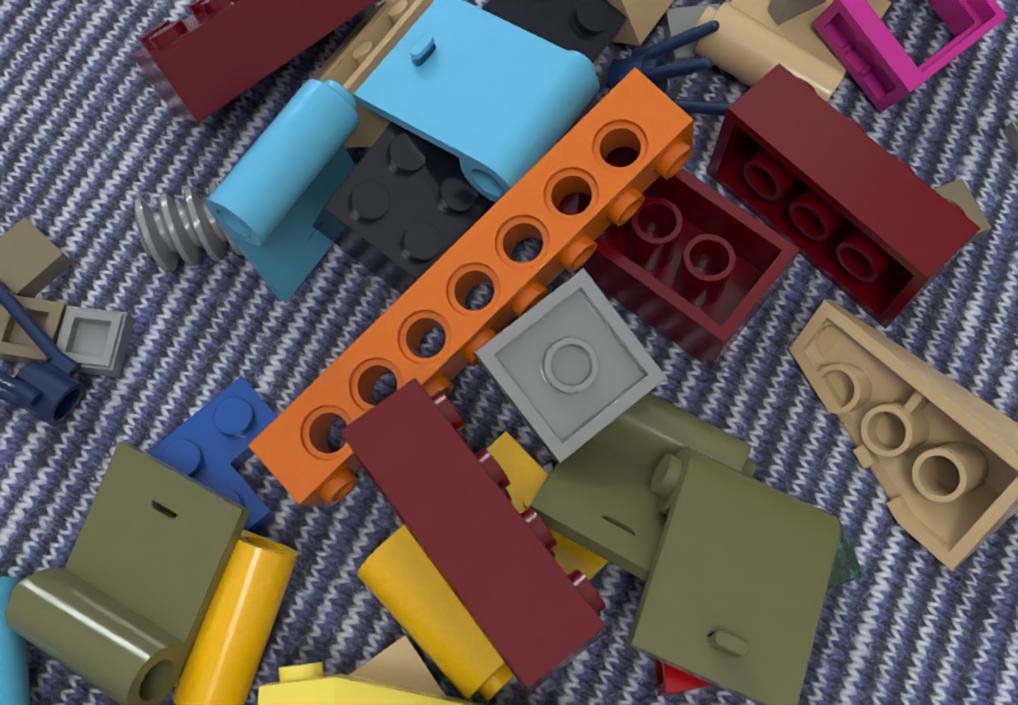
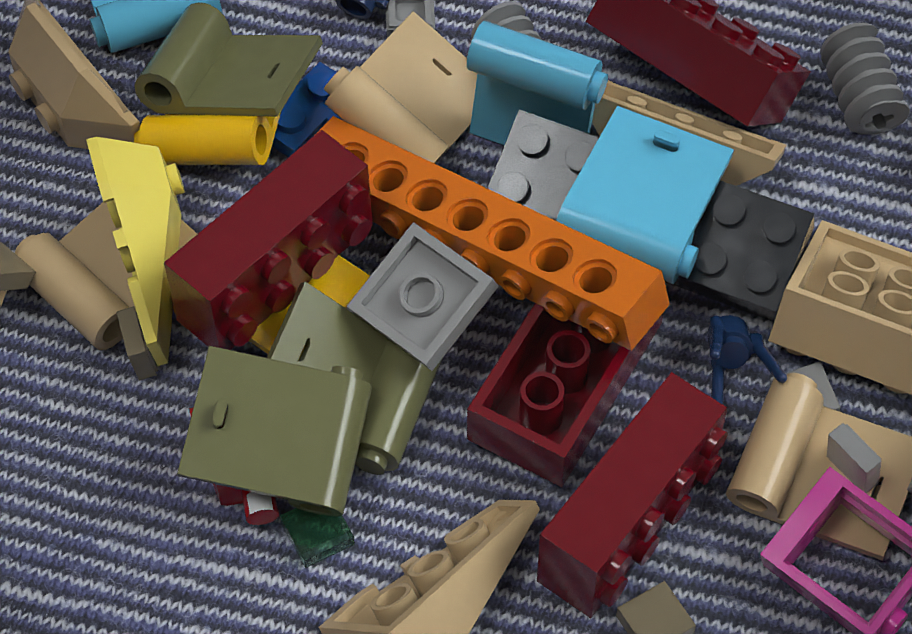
camera: 80 degrees right, 10 degrees down
(229, 351) = (408, 91): none -> tan door

